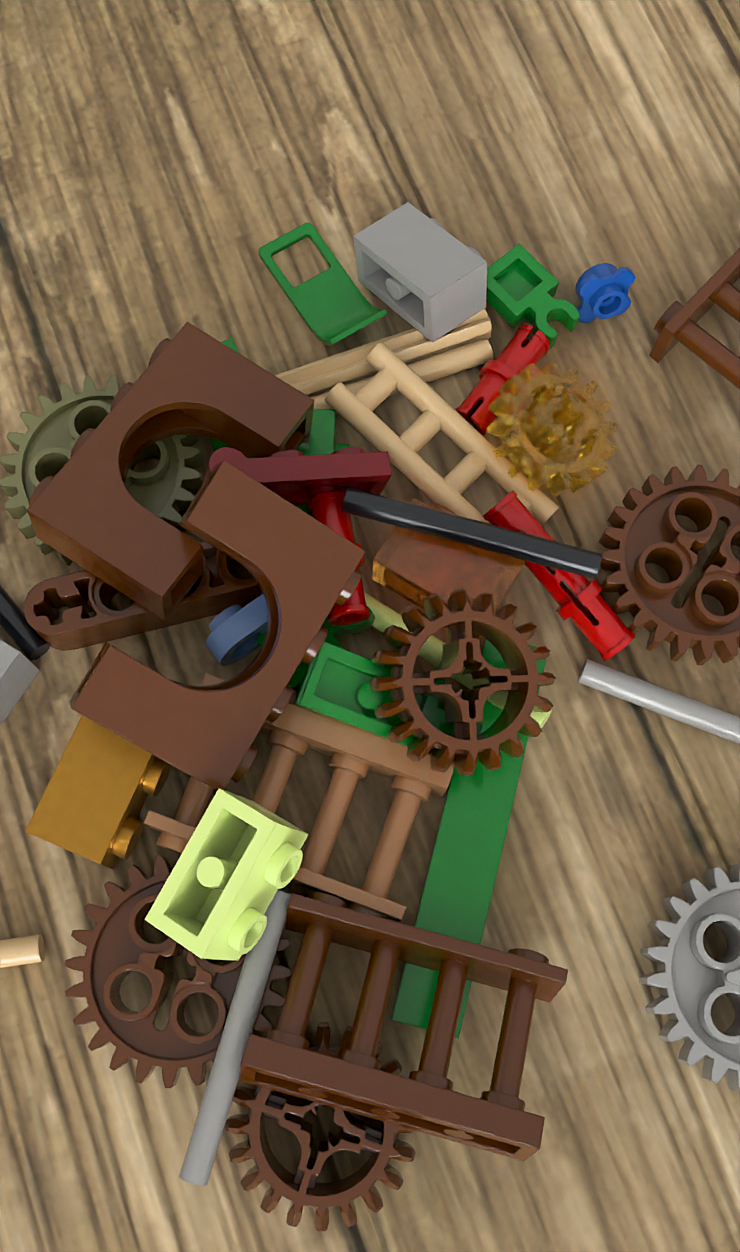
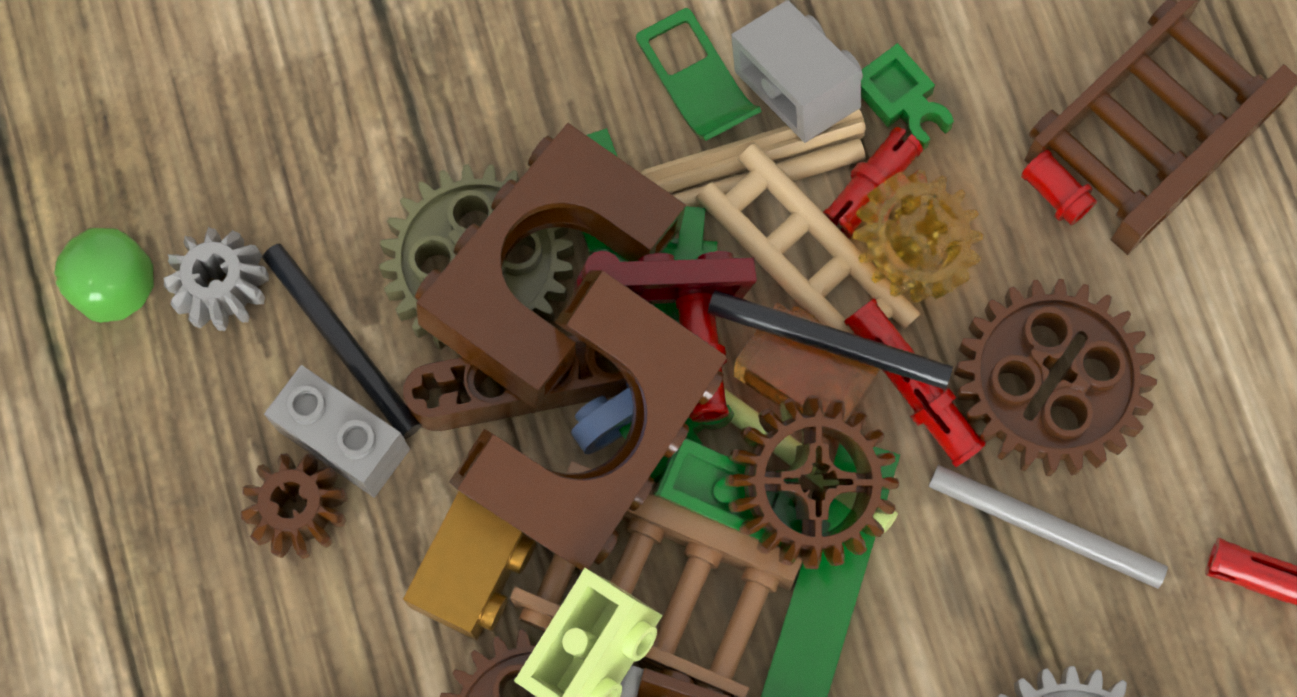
camera: 10 degrees right, 0 degrees up
(603, 292) = (980, 96): blue plate -> none
(688, 378) = (1059, 188): none -> red pin

